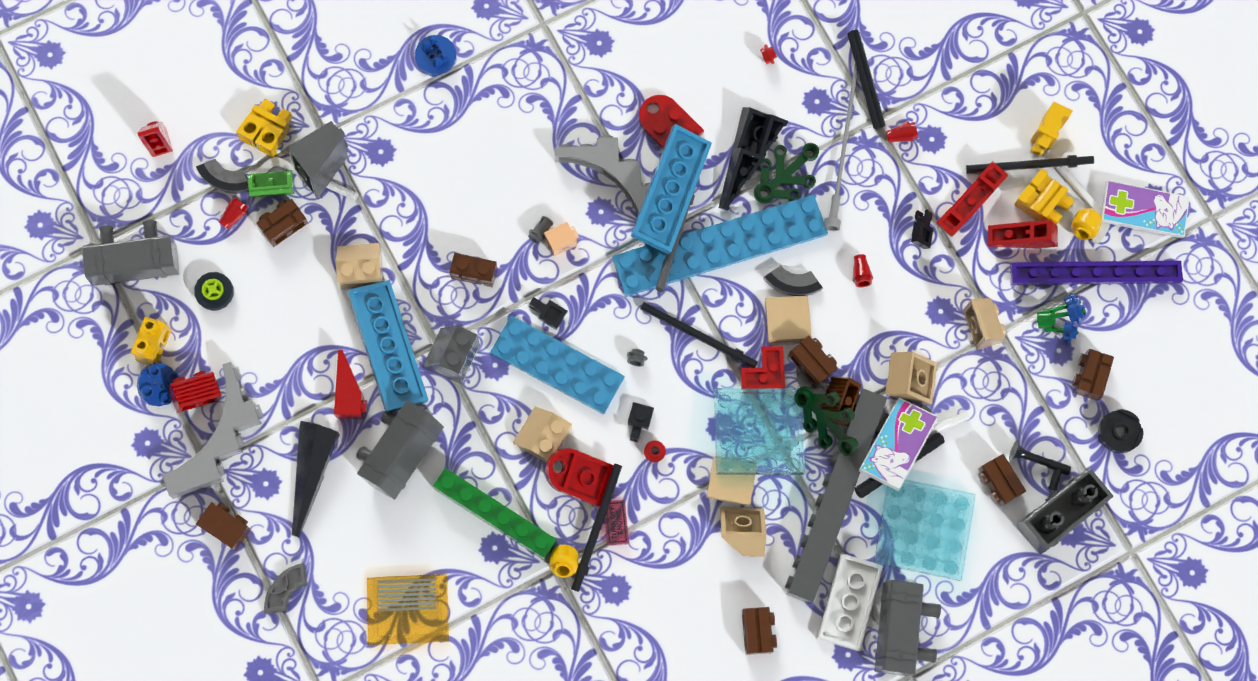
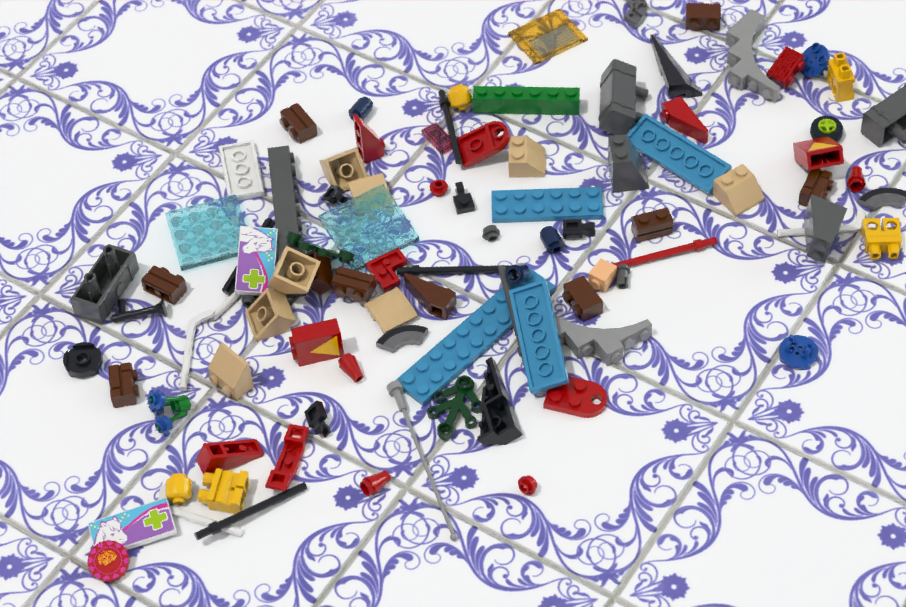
camera: 160 degrees right, 25 degrees down
(251, 253) = (818, 153): none -> red brick
(271, 184) = (850, 199): bright green hinge -> none
(444, 226) = (696, 245): none -> red bar
(582, 311) = (551, 240): none -> dark blue brick
(596, 223) = (582, 298): none -> reddish brown brick
(648, 272) = (517, 273): none -> dark blue brick
(679, 611) = (361, 107): none -> dark blue brick
(699, 544) = (367, 142): none -> red slope
(739, 305) = (434, 298): none -> reddish brown slope
(773, 498) = (334, 195): none -> black plate
(866, 79) = (431, 507): black axle -> none
(873, 394) = (293, 272): none -> tan slope
(885, 307) = (316, 342): none -> red brick
(900, 627) = (196, 161): dark grey piece -> none
(998, 407) = (189, 345): none -> white piece
(1048, 129) = (246, 546): yellow hips -> none
(1096, 272) = (152, 459): dark purple plate -> none
(1180, 183) = (108, 561): none -> red tile

